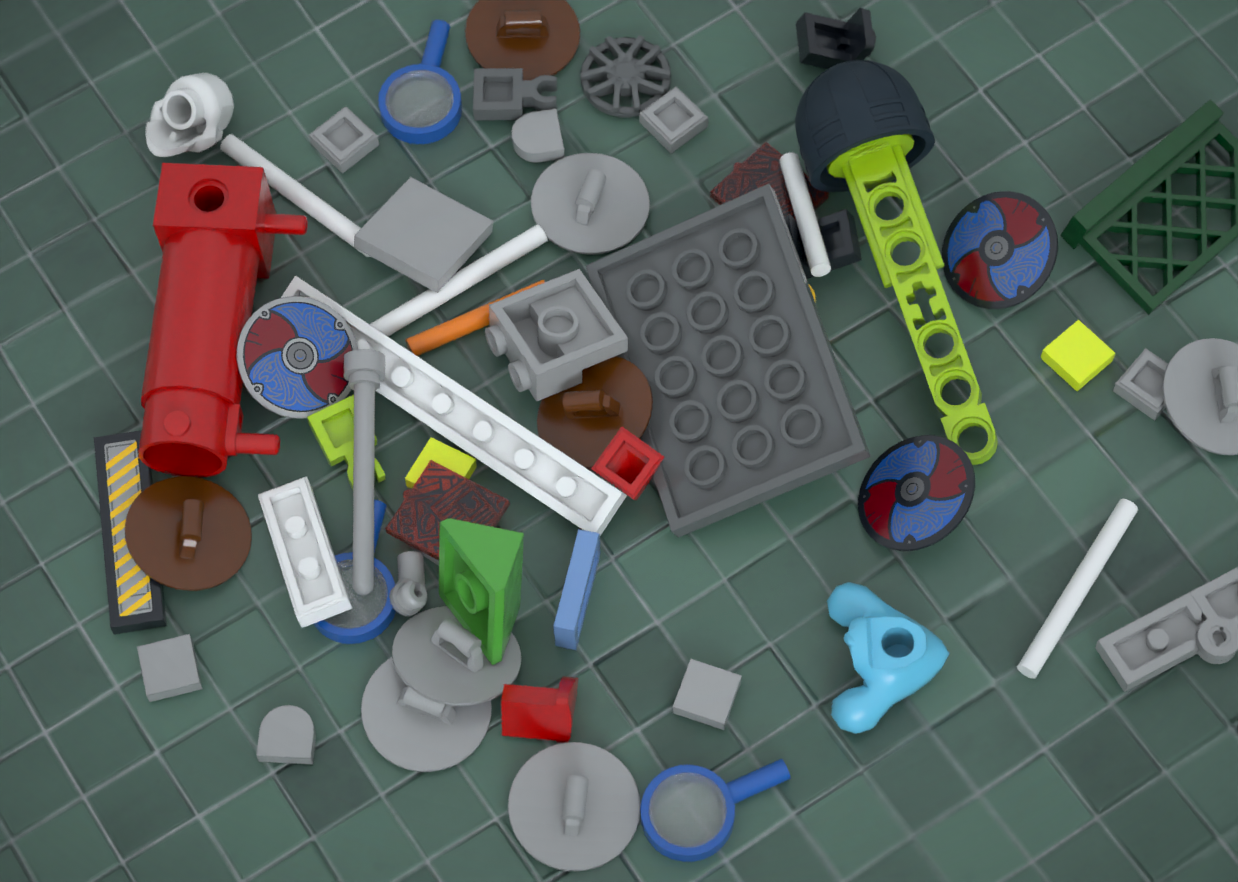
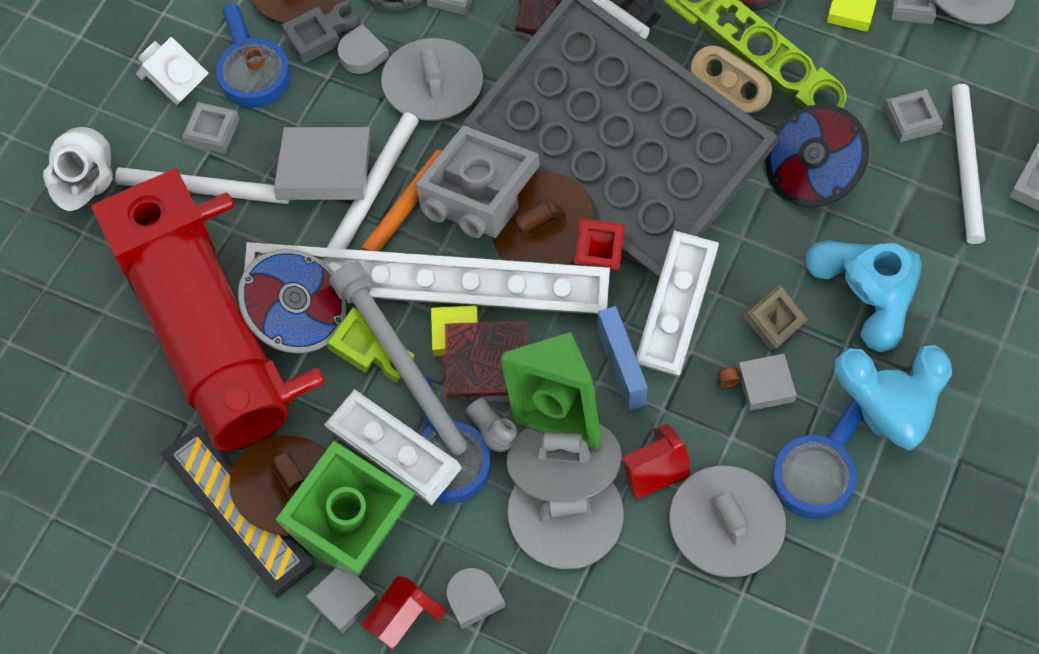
camera: 30 degrees left, 0 degrees up
(208, 708) = (399, 610): none -> red tile
(216, 583) = (344, 509): none -> bright green slope
(341, 60) = (171, 69): none -> white bracket
(424, 83) = (251, 53): none -> dark orange piece
(667, 565) = (677, 303): none -> white tile
(673, 667) = (728, 377): none -> dark orange piece
(758, 634) = (774, 317): none -> dark tan tile
(813, 784) = (891, 400): none -> medium azure head
(889, 369) = (733, 79): none -> tan plate
(1057, 506) = (913, 115): none -> light grey tile

